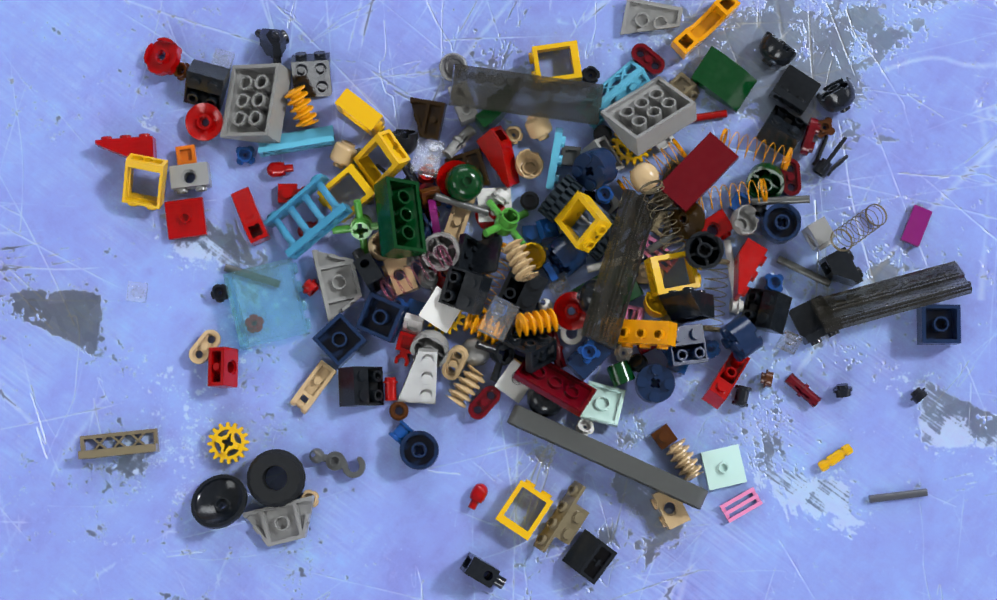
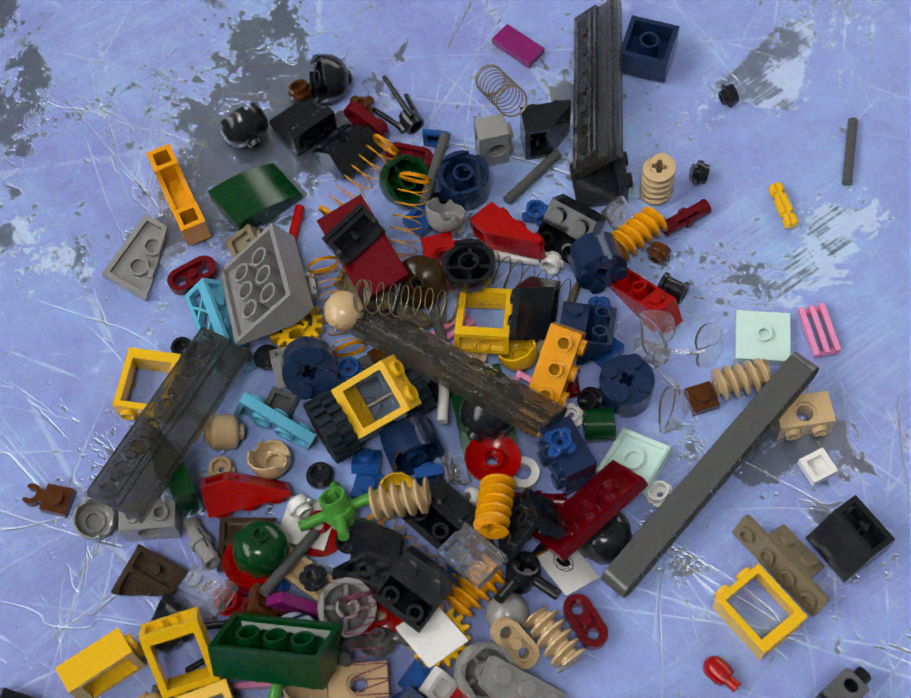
camera: 65 degrees left, 20 degrees down
(456, 227) = (316, 584): none -> black plate
(459, 34) = (54, 500): none -> reddish brown plate
(636, 525) = (817, 466): none -> white plate
(686, 395) = (656, 331): none -> clear plant
(701, 163) = (353, 235): none -> black hinge
(777, 359) = (639, 229): none -> light orange piece
(815, 191) = (431, 137): none -> blue slope
(823, 77) = (299, 89): none -> reddish brown plate
(825, 355) = (657, 179): none -> tan piece

